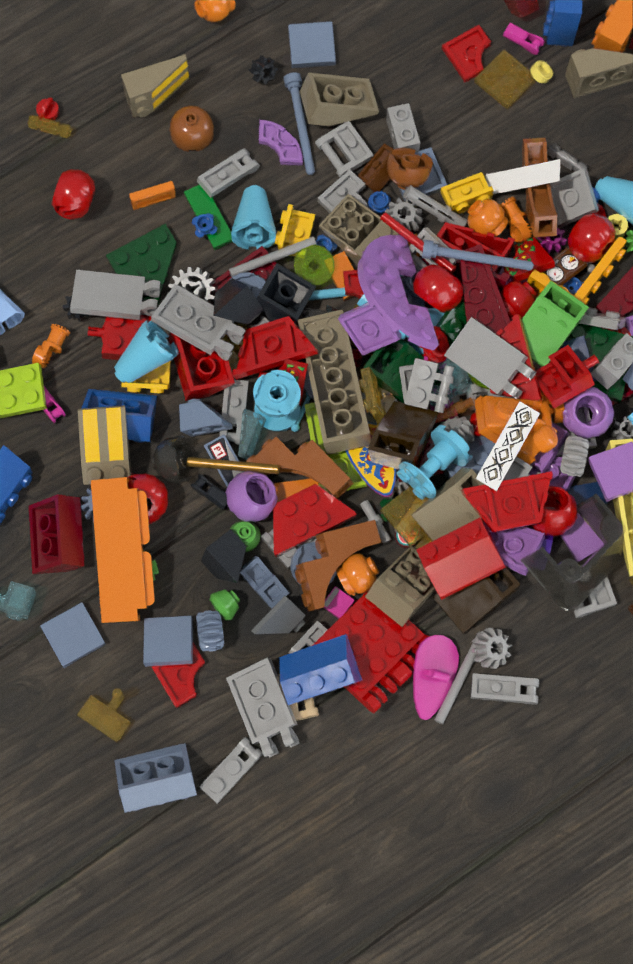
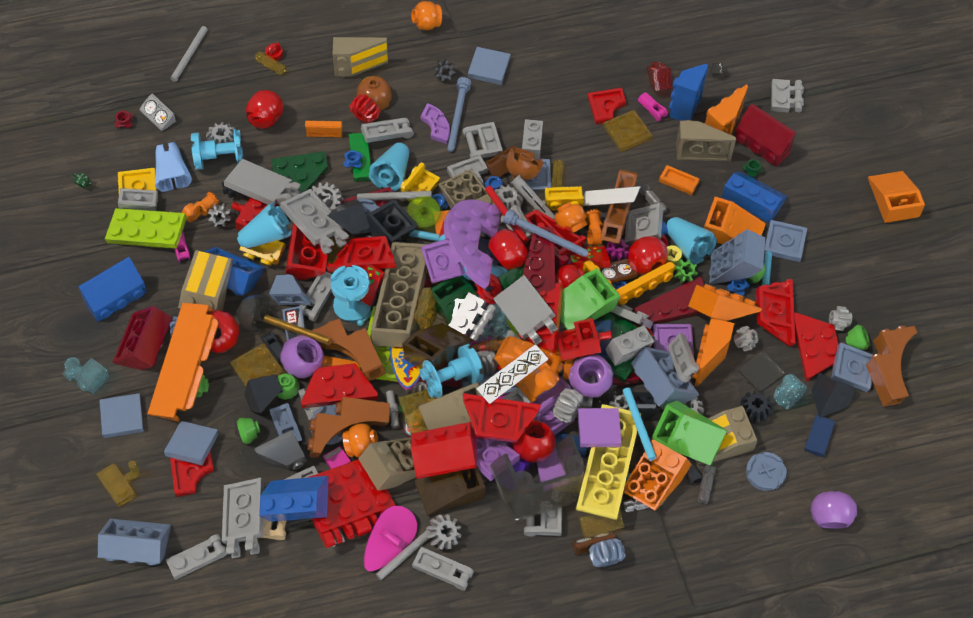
camera: 20 degrees right, 15 degrees down
(32, 269) = (209, 149): none -> medium azure piece
(35, 238) = (221, 133): none -> light grey gear
(77, 349) = (219, 209): none -> light grey gear
(192, 154) = (364, 109): none -> red gear
(201, 523) = (256, 364): none -> clear yellow tile
(210, 630) = (226, 444): sand blue gear -> none
(251, 429) = (322, 312): clear light blue slope -> none
(337, 99) = (490, 104): dark tan slope -> none
(447, 164) = (557, 173): none -> clear yellow axle
(541, 72) = (657, 132): light yellow tile -> none
(587, 124) = (679, 180): none -> orange tile

